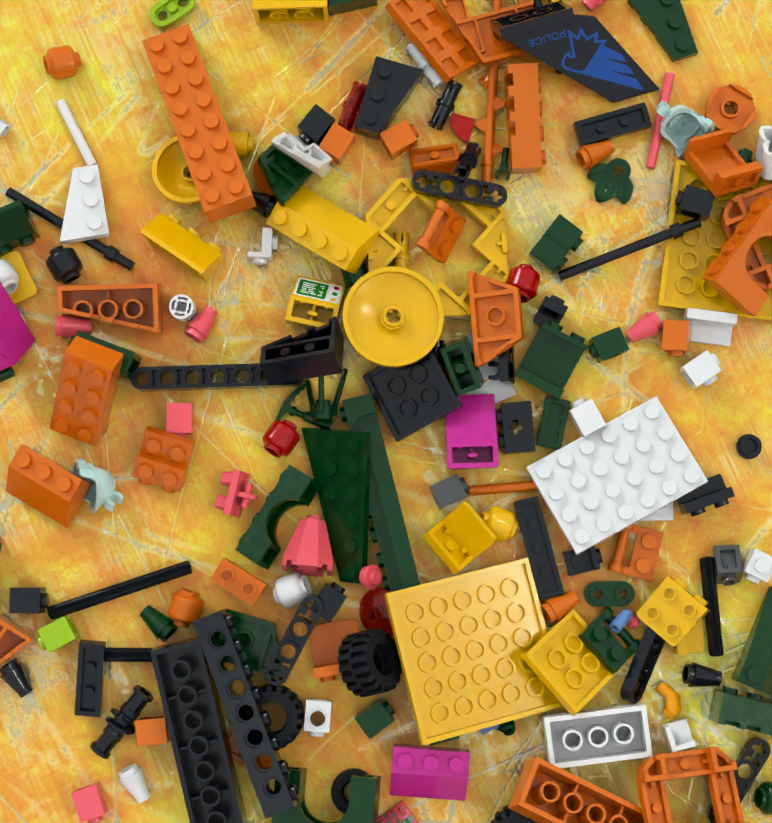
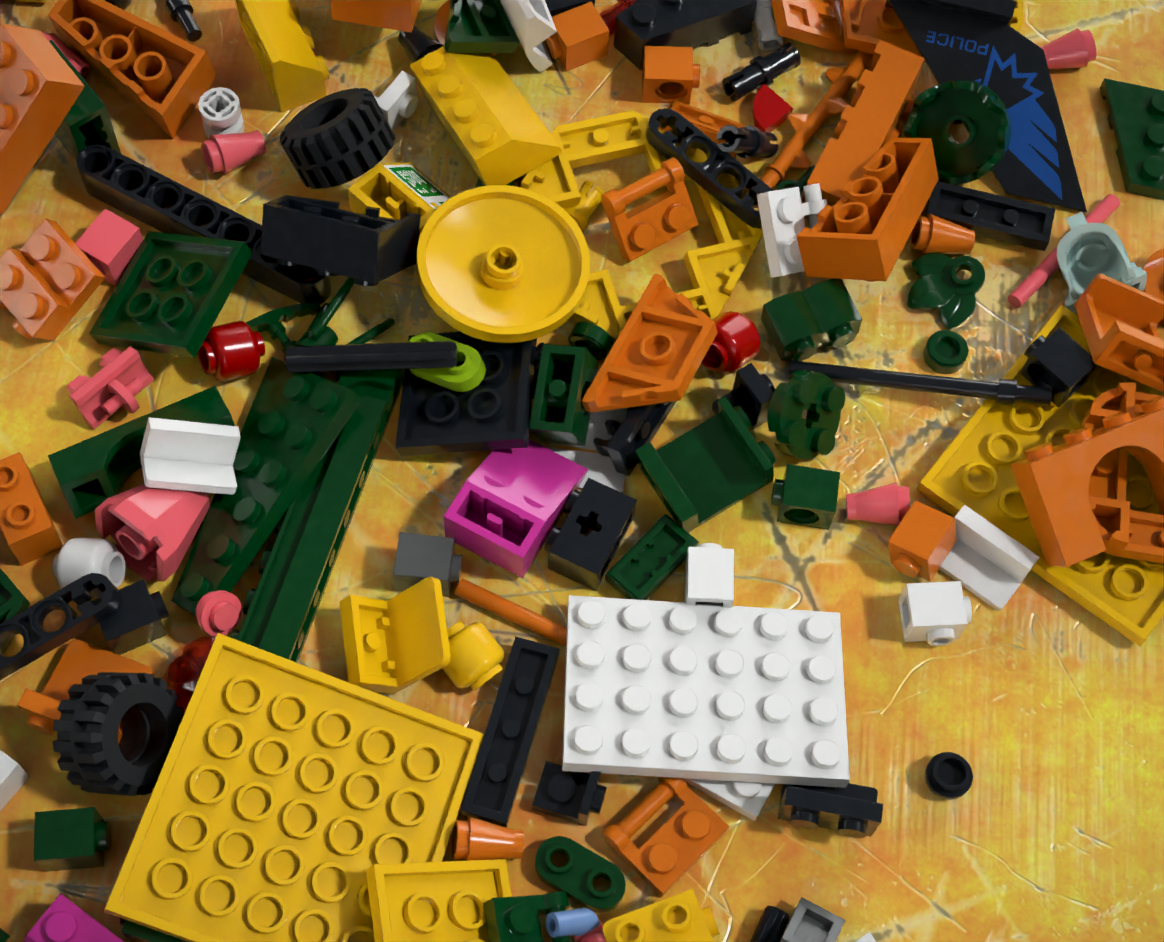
camera: 25 degrees right, 20 degrees down
(232, 428) = (171, 293): none -> dark green plate
(258, 291) = (337, 138): none -> black tyre
(307, 512) = (189, 456): none -> white panel
(359, 407) = (371, 356): none -> black axle
(391, 384) = (457, 378): none -> lime plate
(455, 323) = (592, 337): none -> dark green tile
(517, 204) = (783, 220): none -> white plate
(560, 175) = (875, 215): none -> orange wedge
(570, 103) = (984, 114): none -> dark green plate
(585, 303) = (823, 403): none -> dark green plate
(631, 219) = (945, 352): none -> dark green tile

